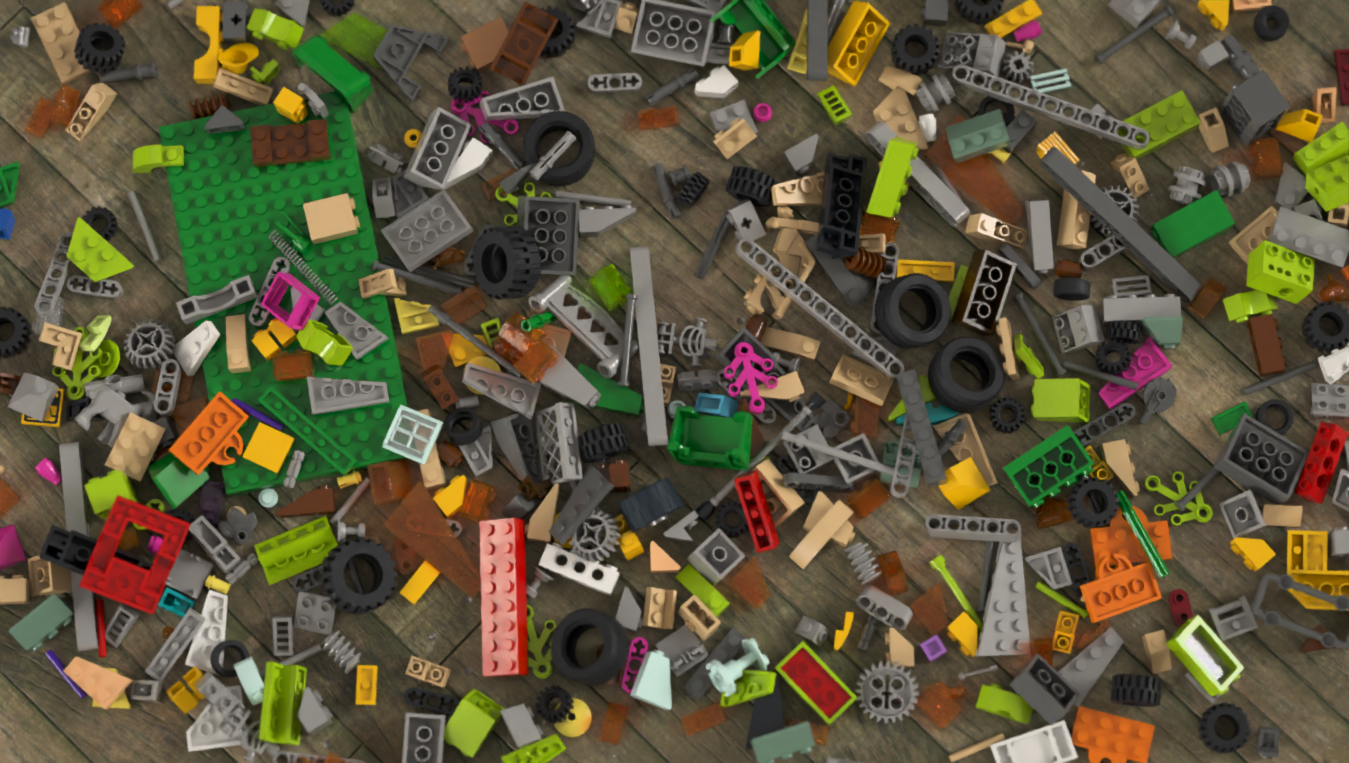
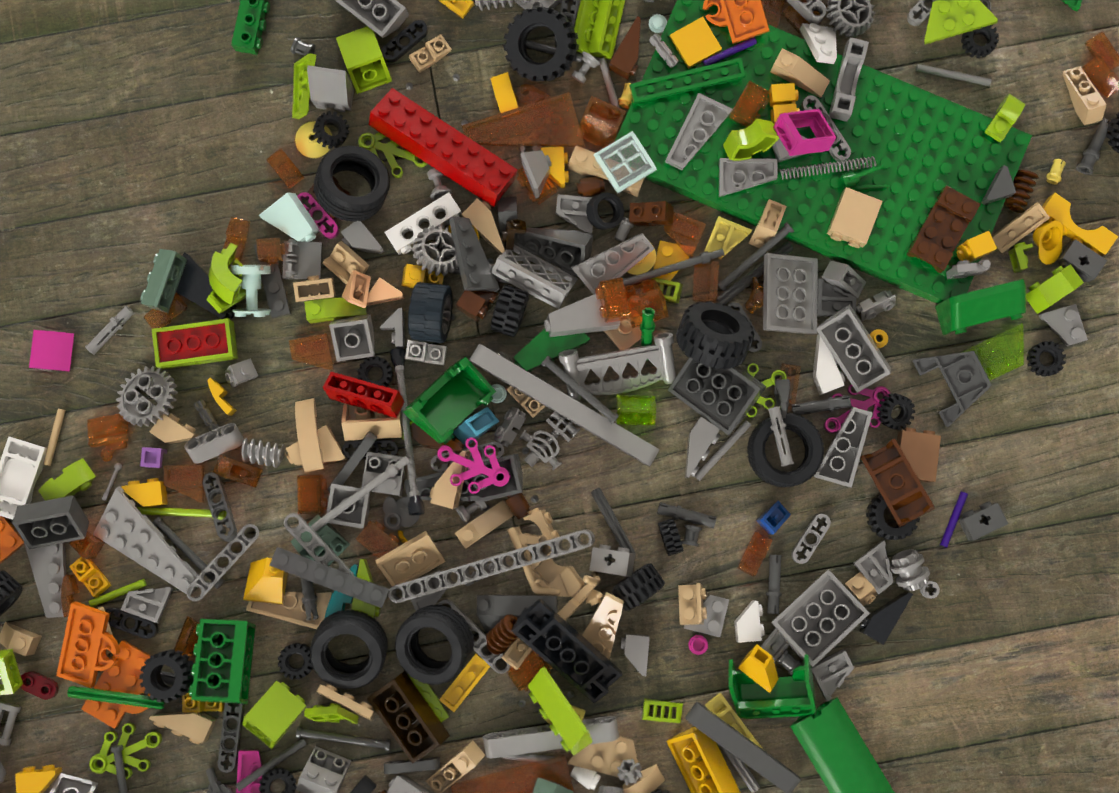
camera: 125 degrees right, 5 degrees up
(172, 90) = (1055, 172): none -> light yellow pin
(471, 500) = (537, 169): none -> light grey slope
(619, 122) = (773, 518): none -> blue slope
(675, 580) = (357, 289): none -> light nougat slope
(686, 490) = (426, 352): none -> white slope
(693, 676) = (270, 250): none -> clear orange brick
(746, 694) = (220, 277): none -> lime arch
(898, 95) = (629, 771): none -> light grey gear
(930, 562) = (222, 505): none -> dark grey beam

